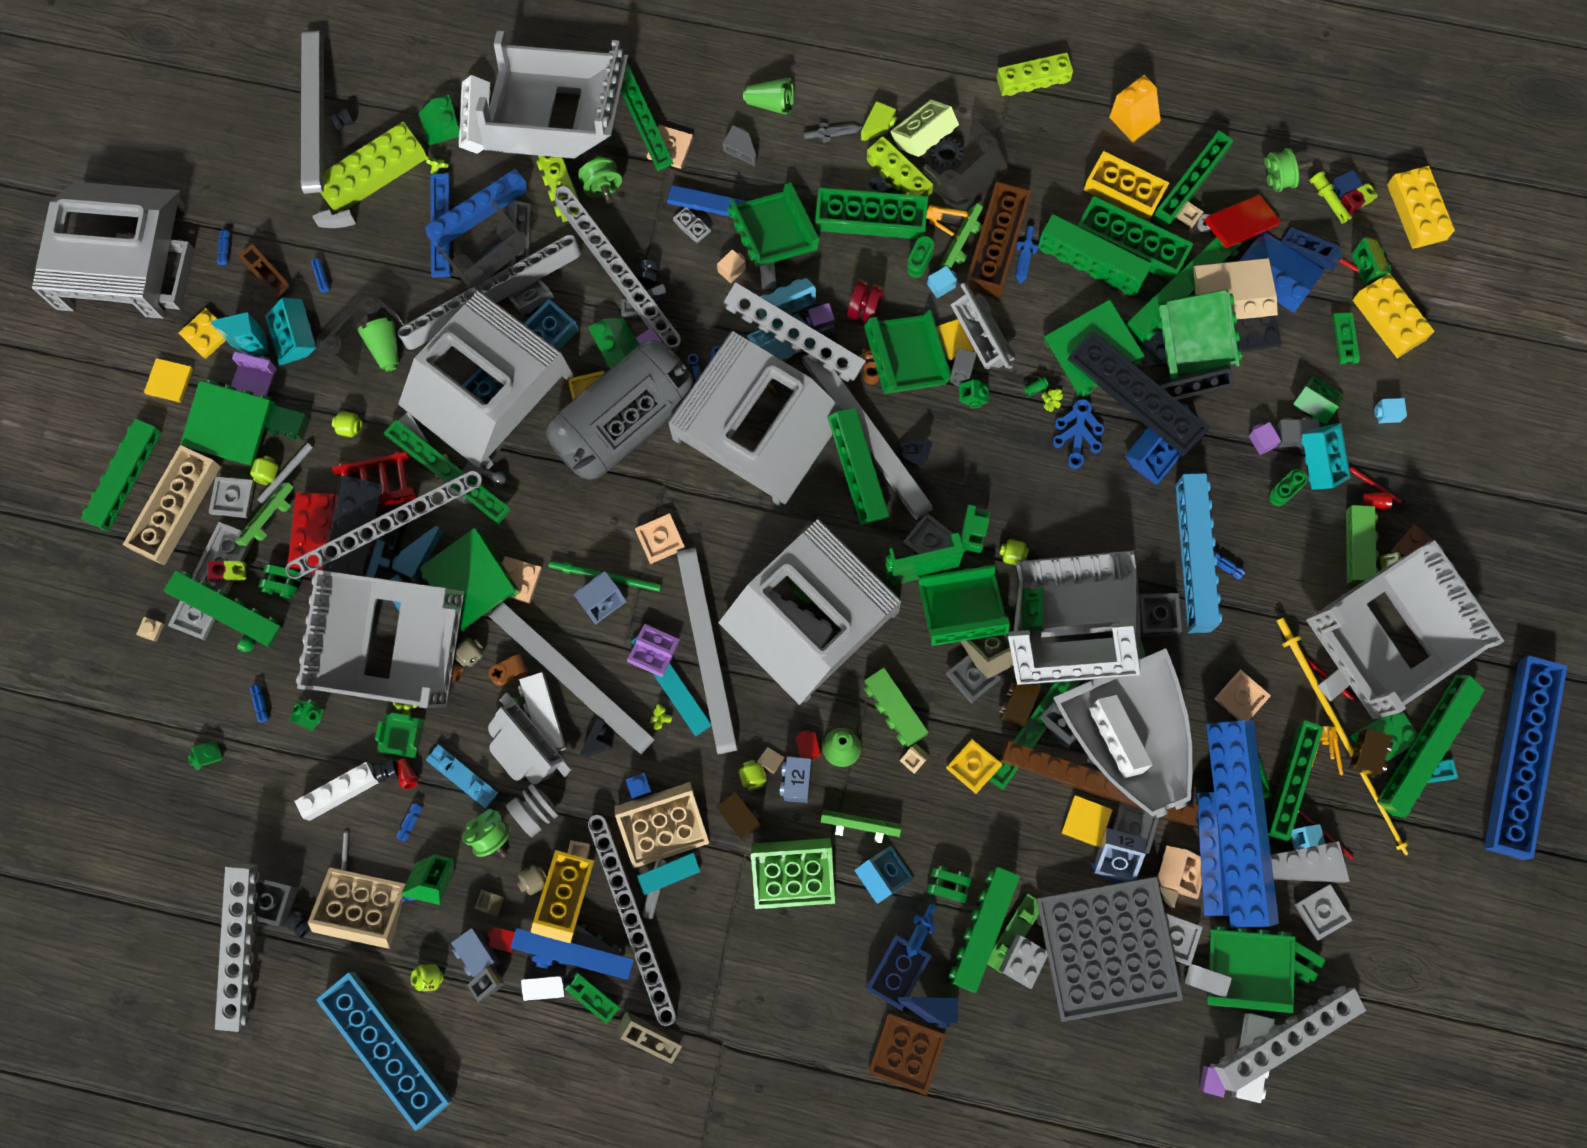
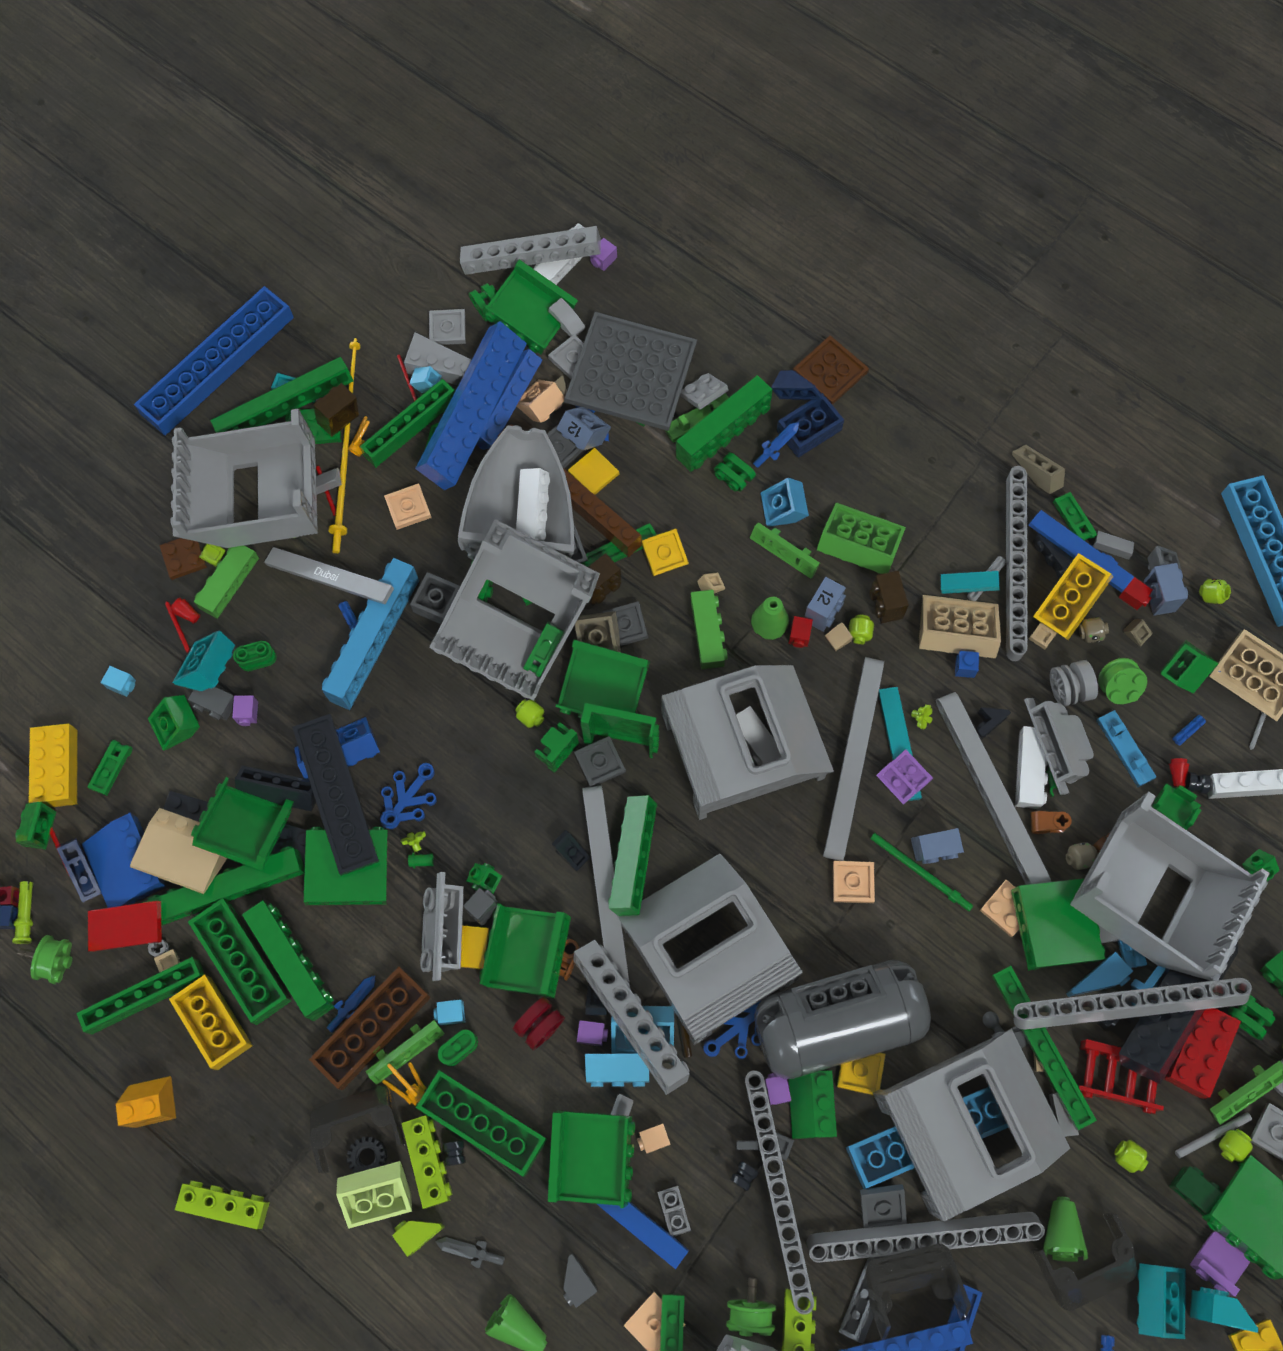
camera: 155 degrees left, 5 degrees down
(1269, 585) = (329, 575): none -> light grey tile

